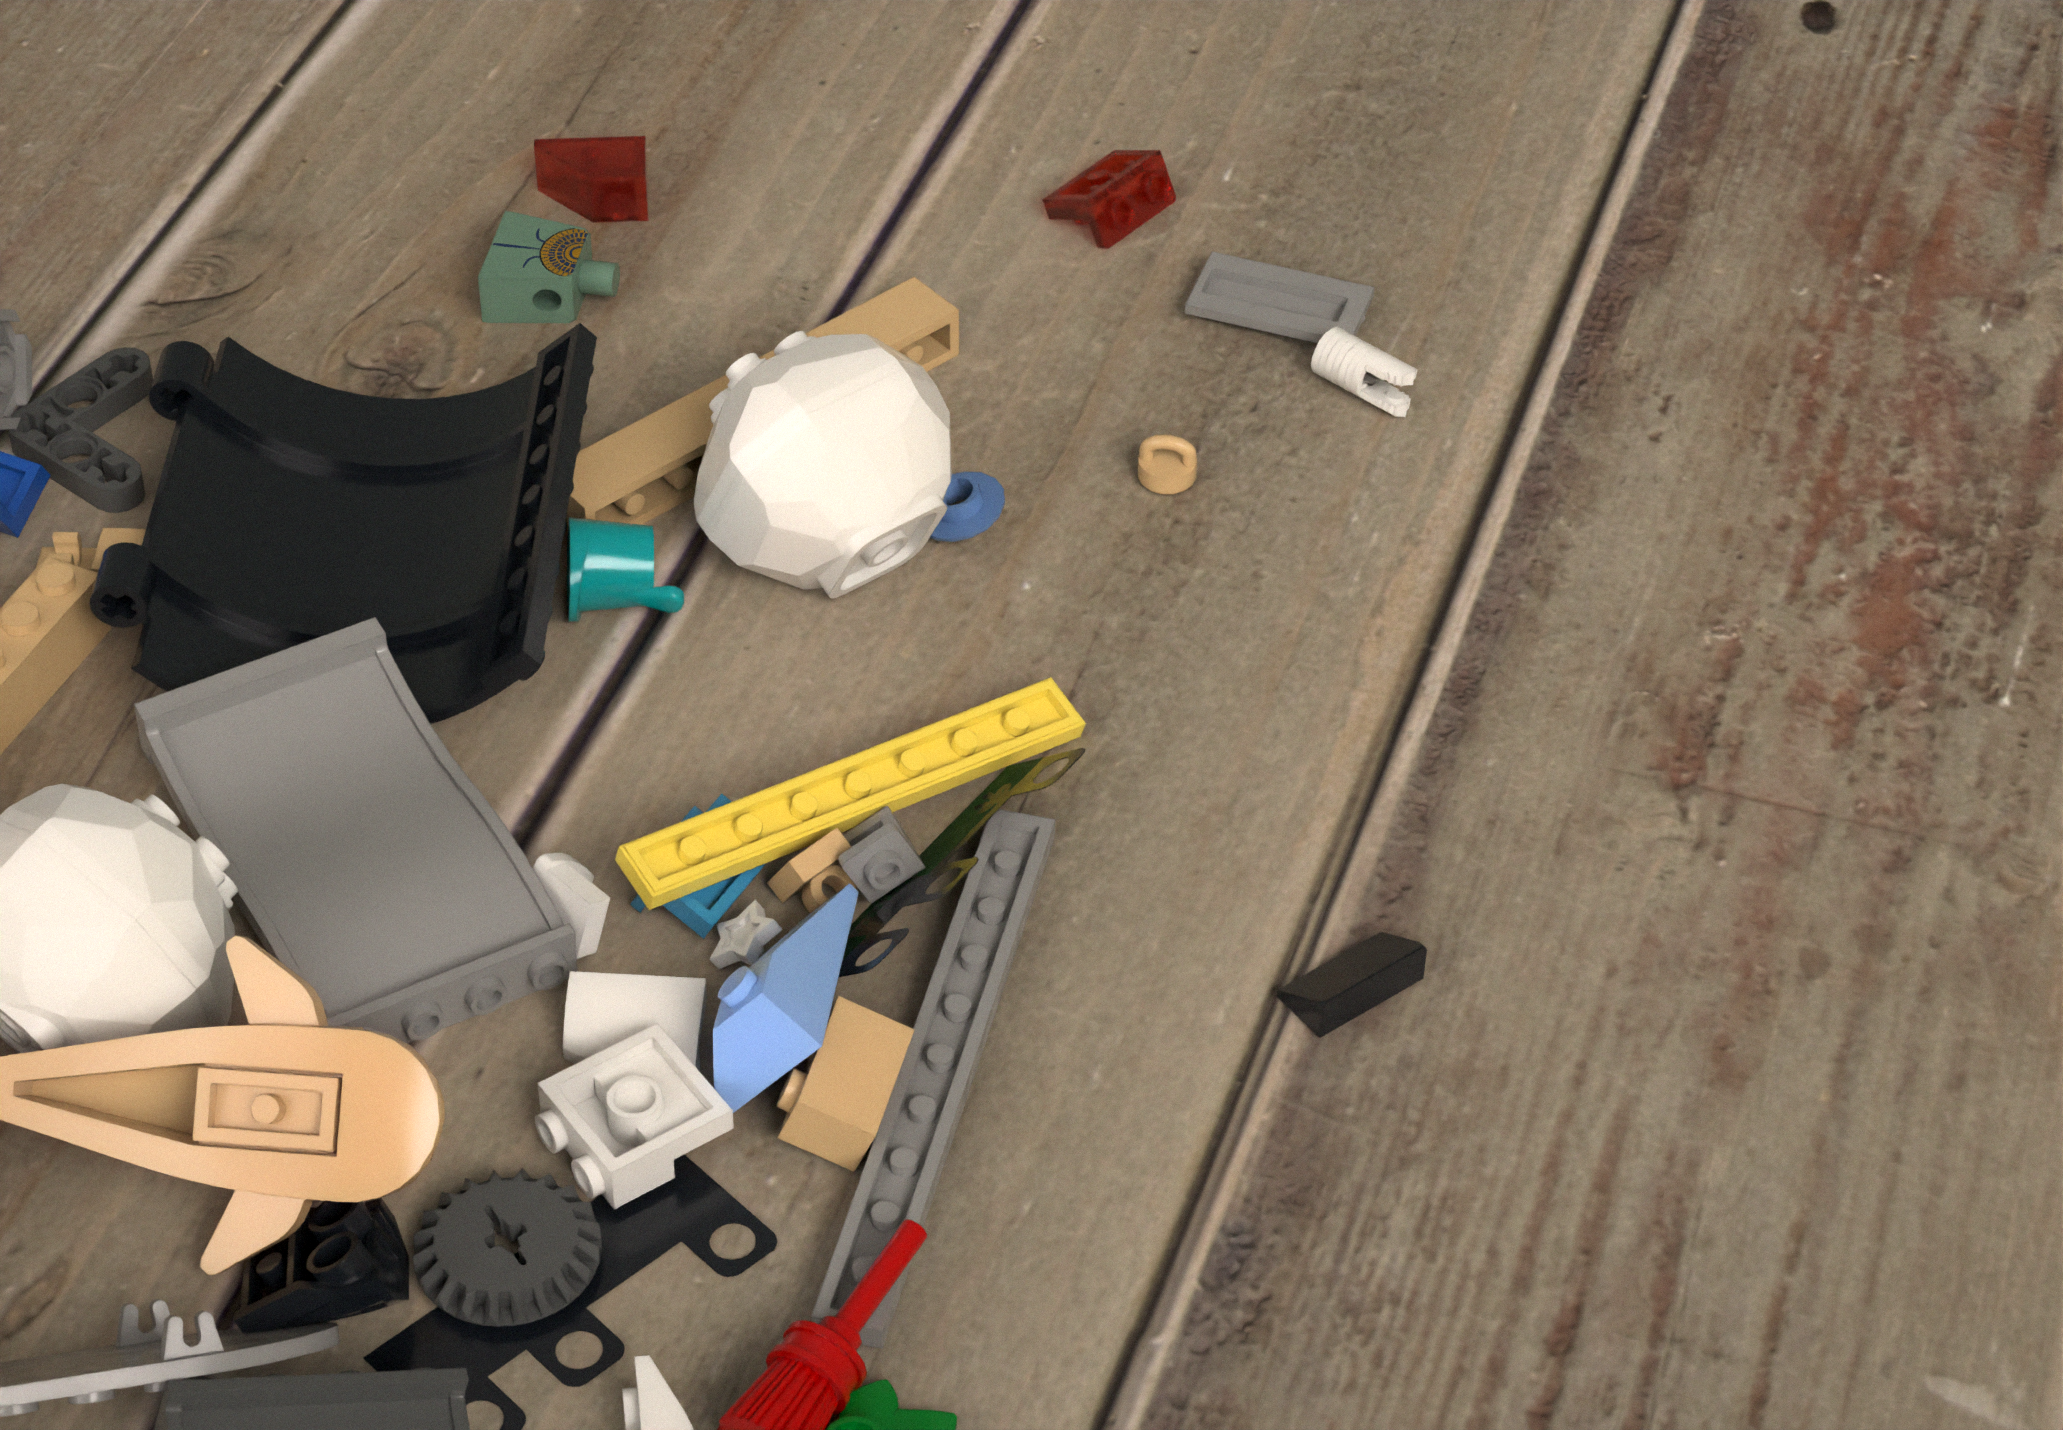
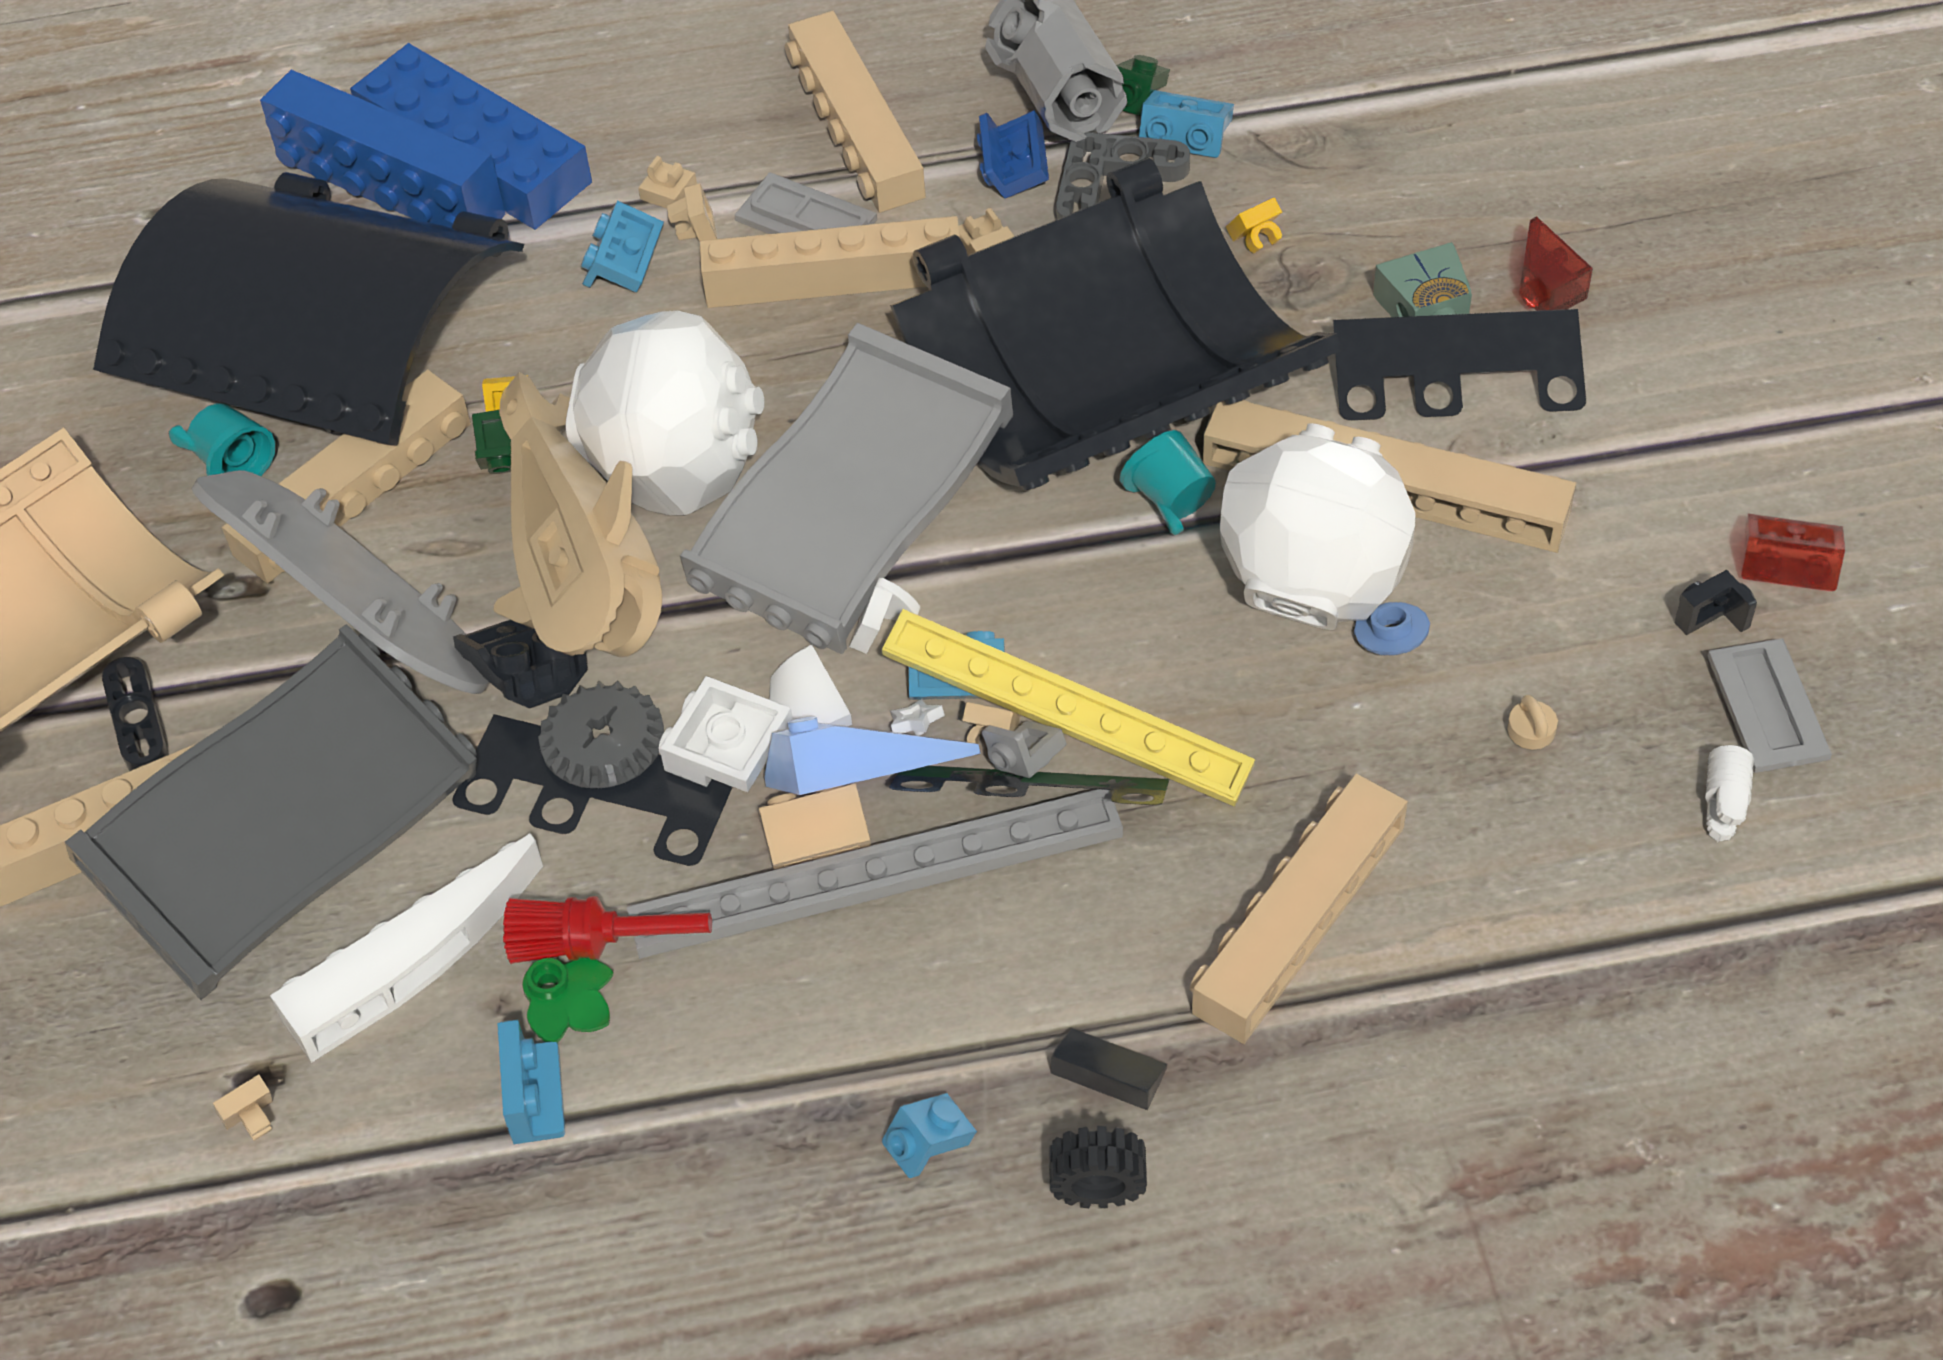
camera: 65 degrees right, 10 degrees up
(89, 329) = (1186, 119): none -> dark azure bracket
(304, 348) = (1256, 221): none -> yellow tile
(639, 277) = (1446, 345): none -> black piece
(1138, 261) = (1714, 598): none -> black bracket
(1270, 734) = (1297, 908): none -> tan brick
(1337, 1172) = (926, 1131): none -> dark azure bracket
(1499, 1024) = (1097, 1167): none -> black tyre

